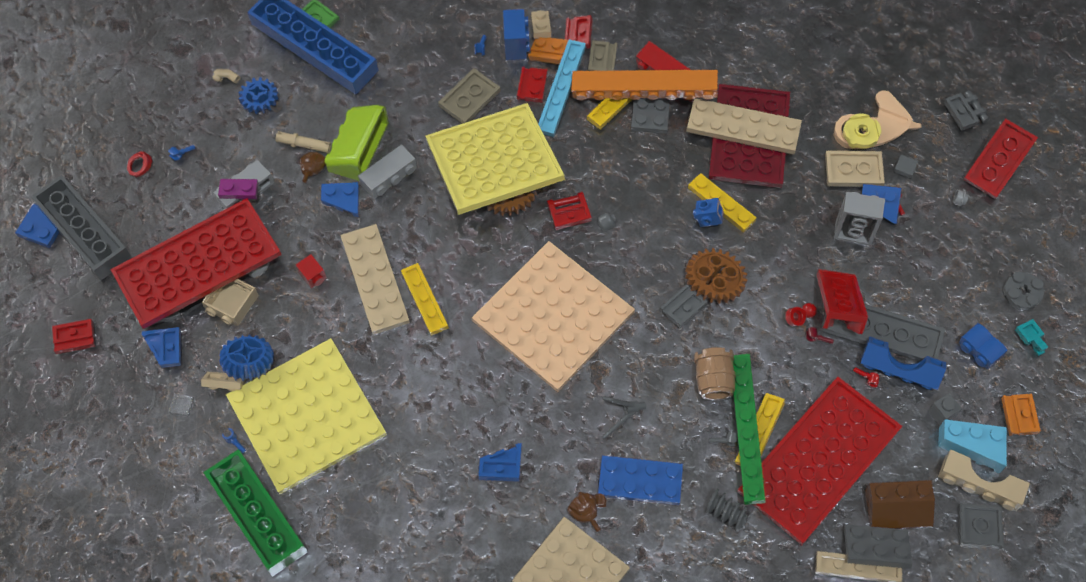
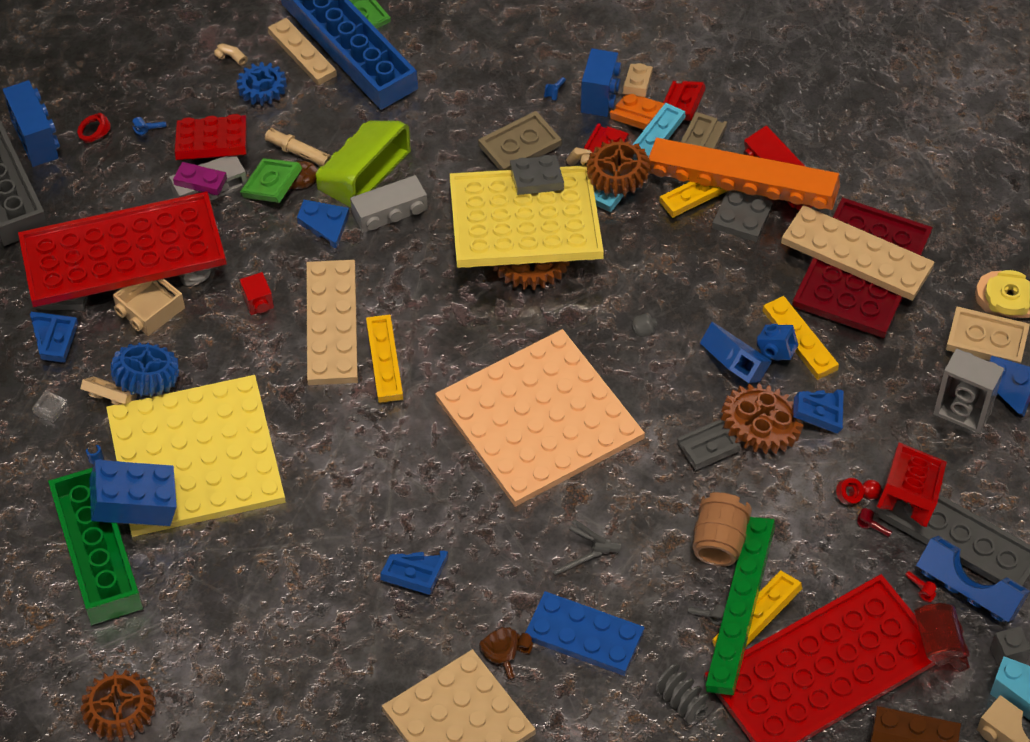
camera: 15 degrees right, 10 degrees down
(90, 173) = (31, 123): none -> blue brick
(234, 150) = (211, 137): none -> red plate
(272, 466) = (132, 493): none -> blue brick
(280, 60) = (302, 51): none -> tan plate
(291, 174) = (271, 180): none -> bright green tile
(492, 121) = (536, 174): none -> dark grey plate
(516, 96) = (578, 154): none -> tan arm
(562, 99) = (629, 175): none -> dark orange gear
(569, 215) = (600, 301): red plate -> none
(680, 229) = (735, 354): none -> blue slope
(755, 257) = (820, 409): none -> blue wing
(897, 414) = (942, 635): none -> clear red brick

